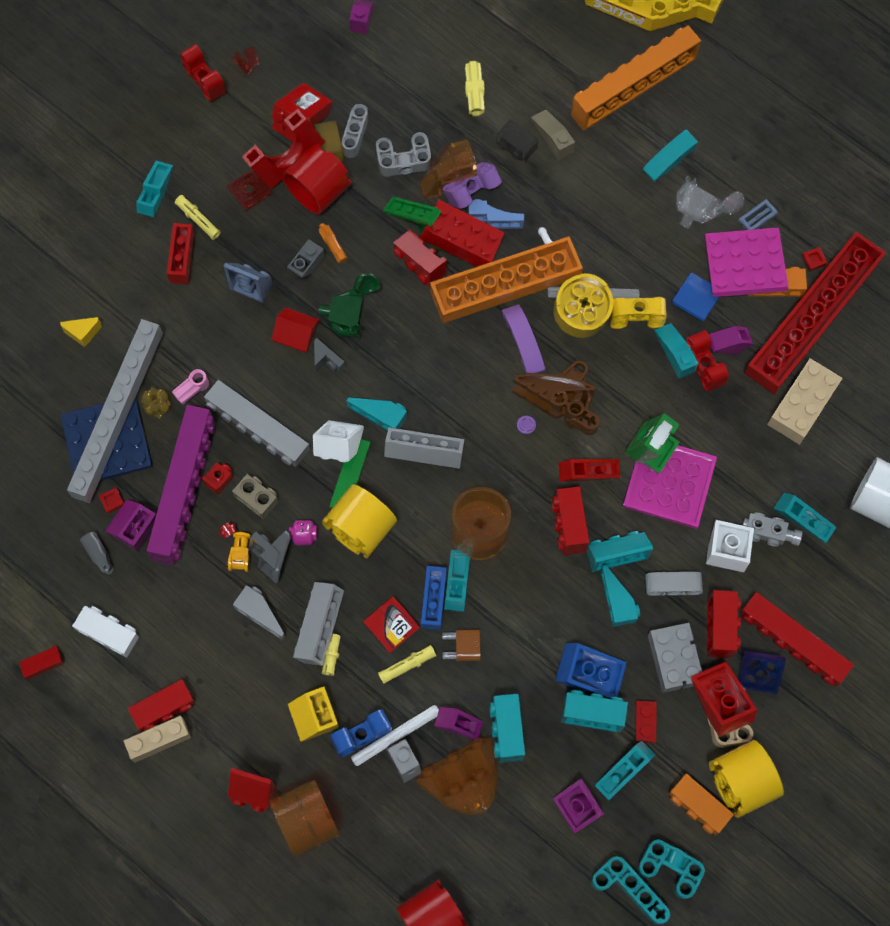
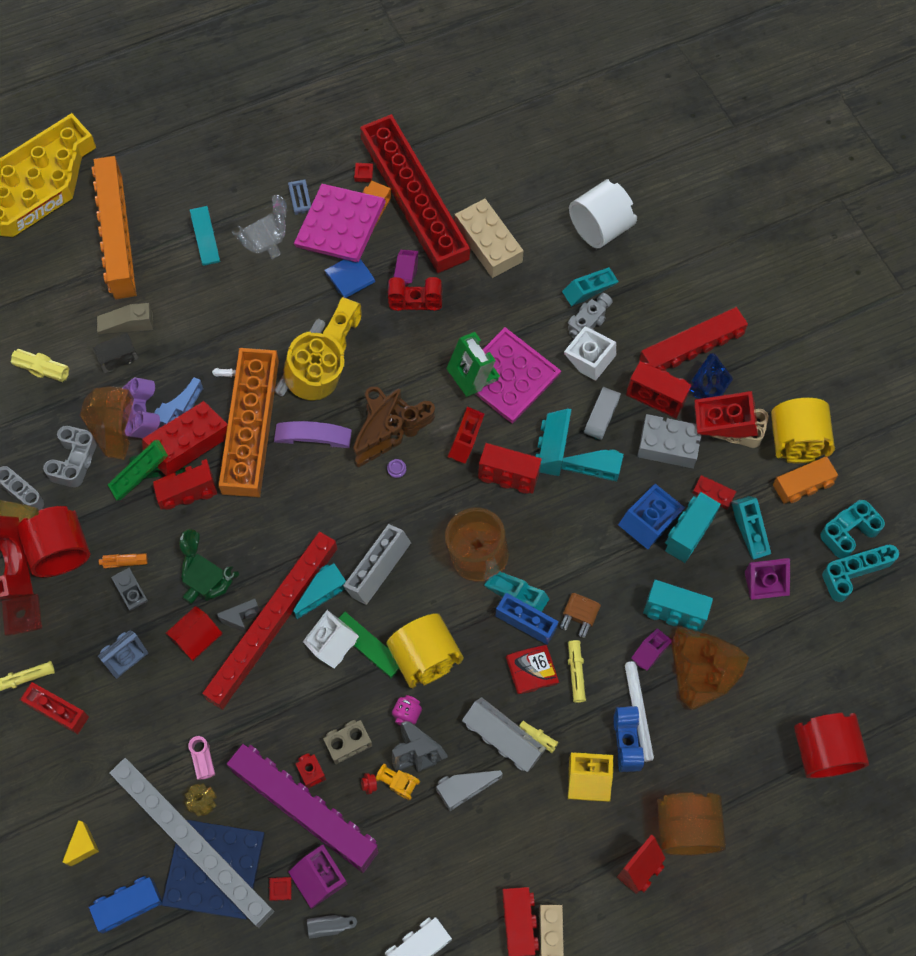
camera: 65 degrees left, 5 degrees down
(49, 386) = (125, 904): none -> blue brick
(256, 423) = (273, 709): light grey brick -> none
(332, 384) = (269, 621): none -> red brick
(404, 760) = (666, 711): light grey torso -> none
(677, 350) = (390, 314): teal slope -> none

